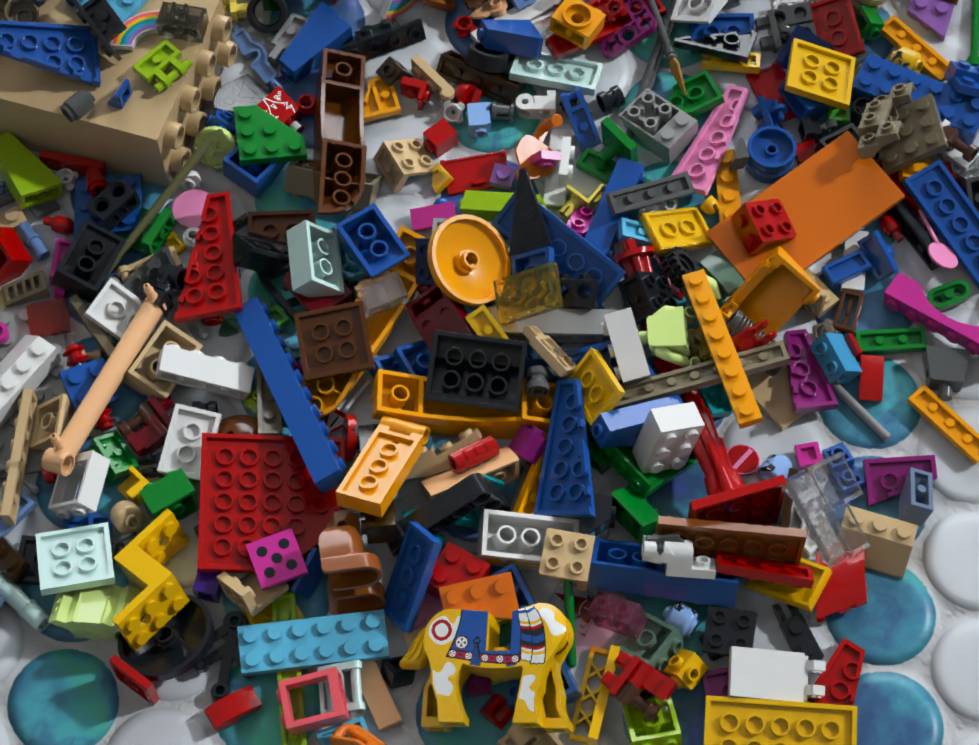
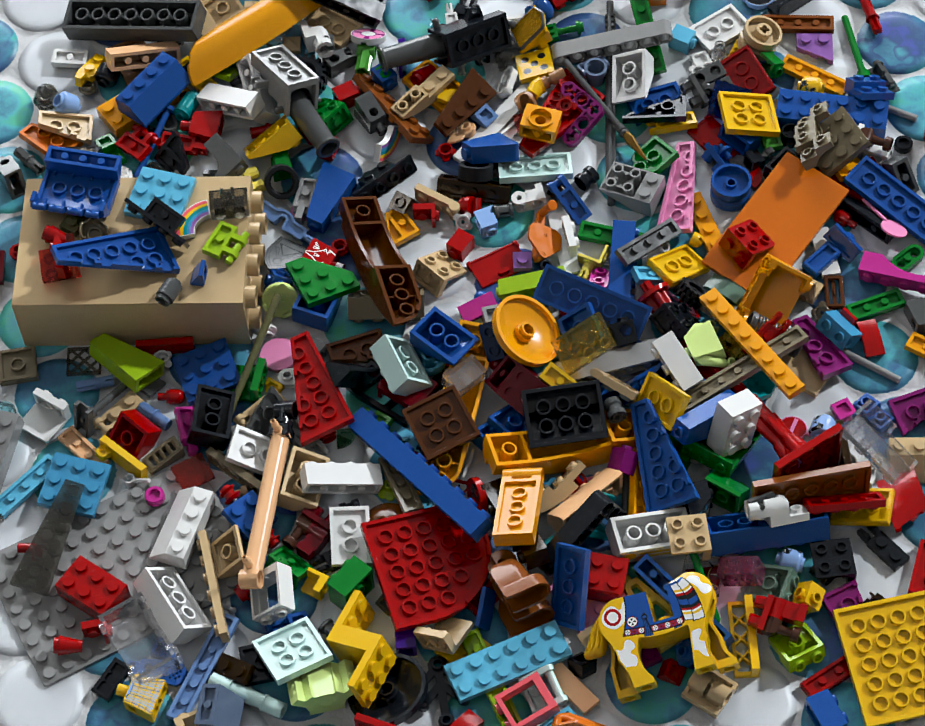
camera: 15 degrees left, 5 degrees down
(95, 181) = (193, 354): red cone -> none
(110, 209) = (215, 368): black brick -> none
(127, 517) = (319, 608): tan head -> none
(277, 559) = (457, 604): dark pink tile -> none
(440, 178) = (472, 276): yellow tile -> none
(473, 454) = (584, 479): red axle -> none
(488, 594) = (633, 581): orange wing -> none
(528, 225) = (563, 290): black wing -> none
(545, 159) = (554, 237): dark pink plate -> none
(615, 144) = (605, 210): green tile -> none
(740, 156) = (707, 194): dark grey slope -> none
(772, 675) = (878, 580): white tile -> none

